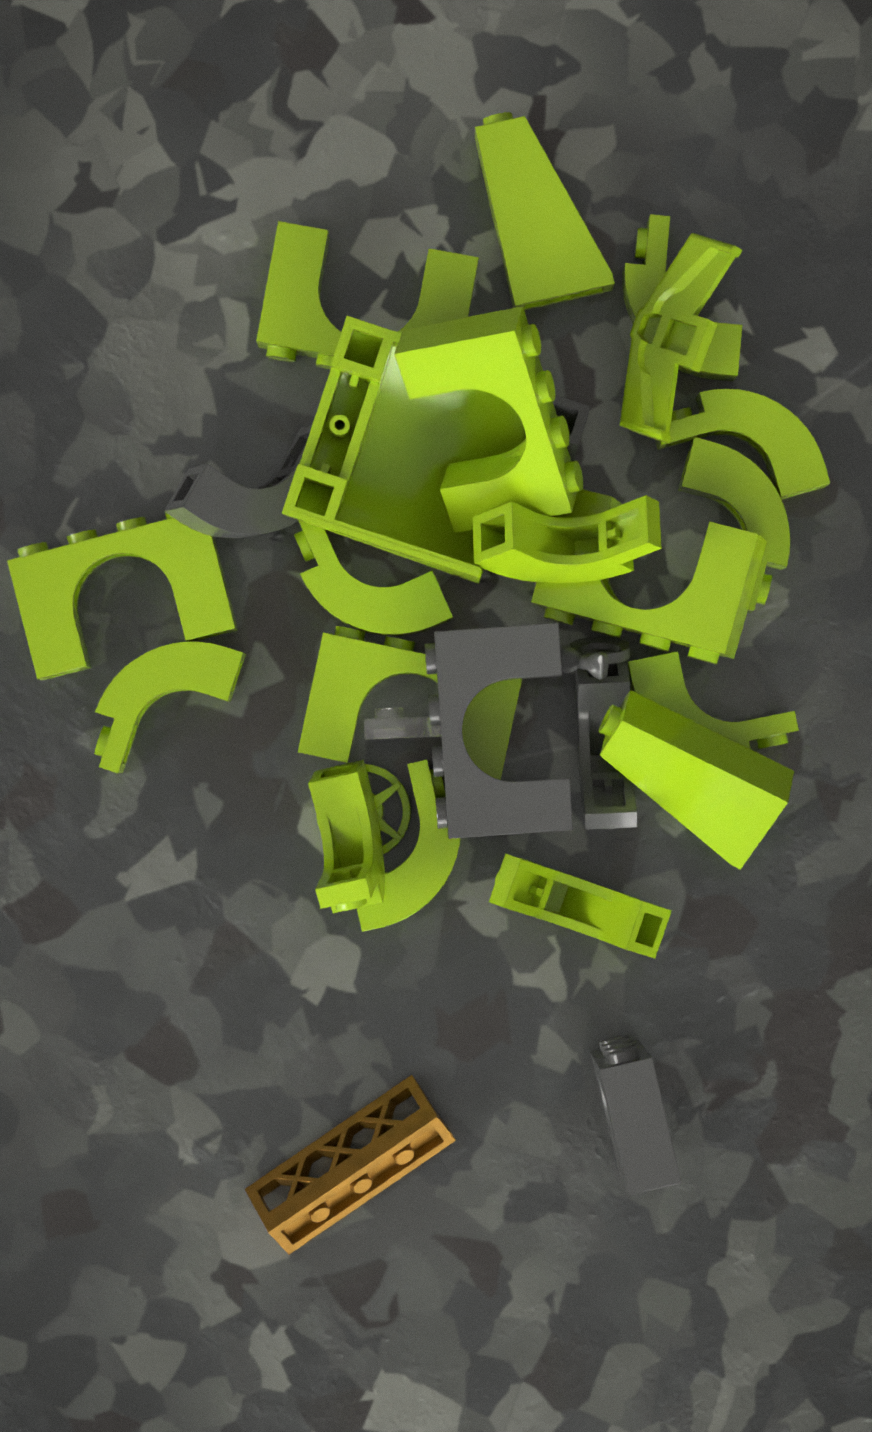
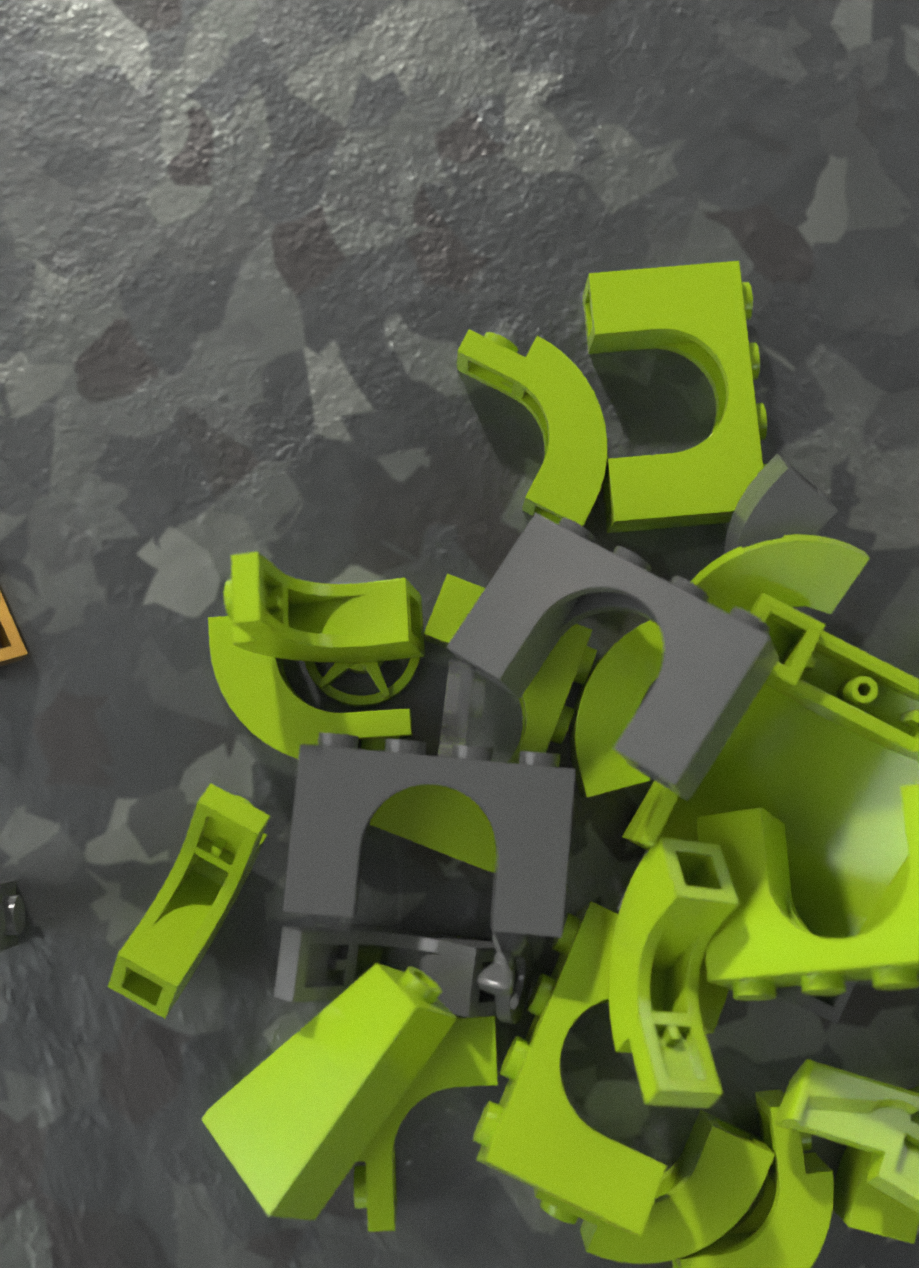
camera: 95 degrees right, 5 degrees down
(260, 495) = (790, 569): none -> lime tile
(292, 664) = (709, 660): none -> dark grey arch

